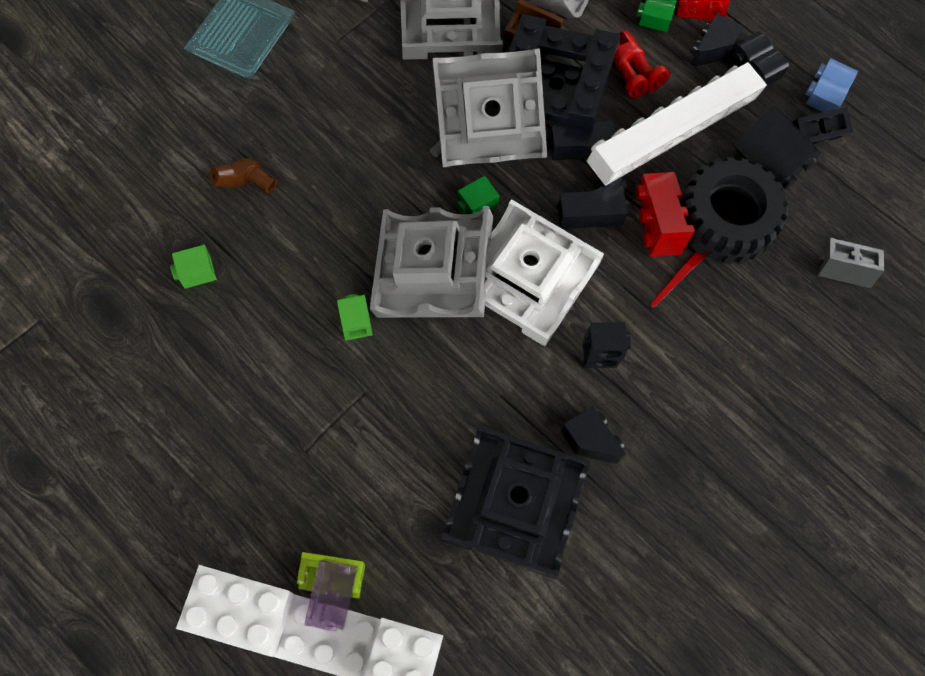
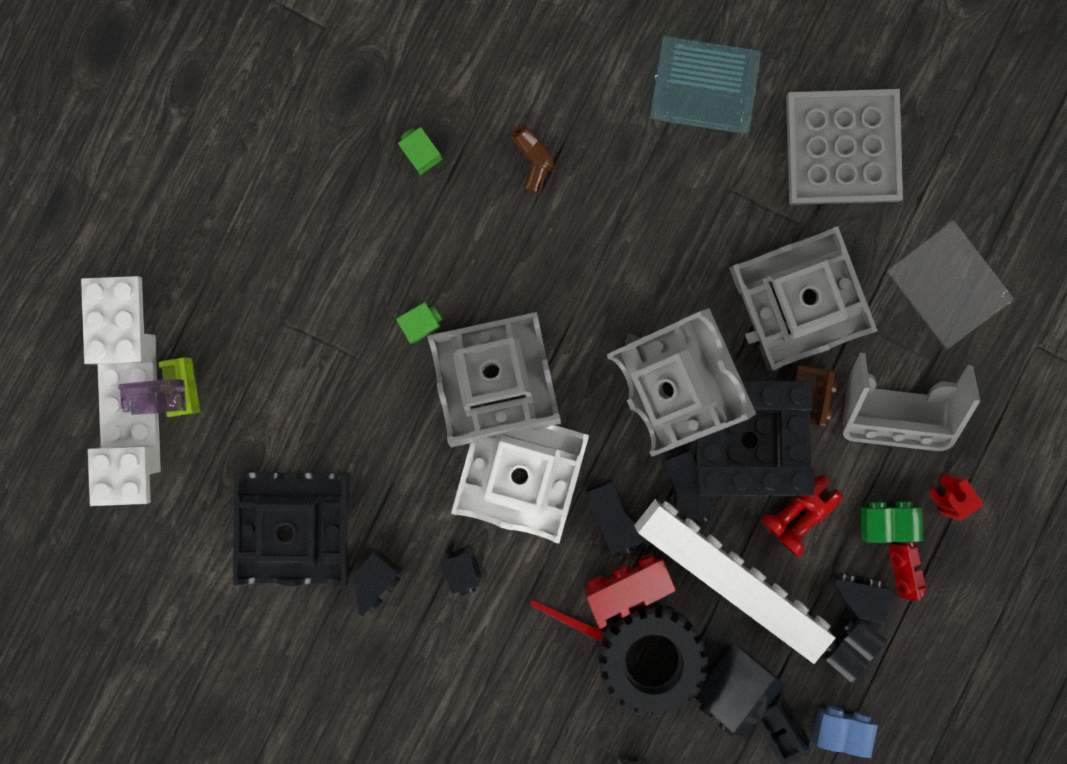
camera: 80 degrees right, 20 degrees up
(476, 195) = (583, 399): green brick -> none

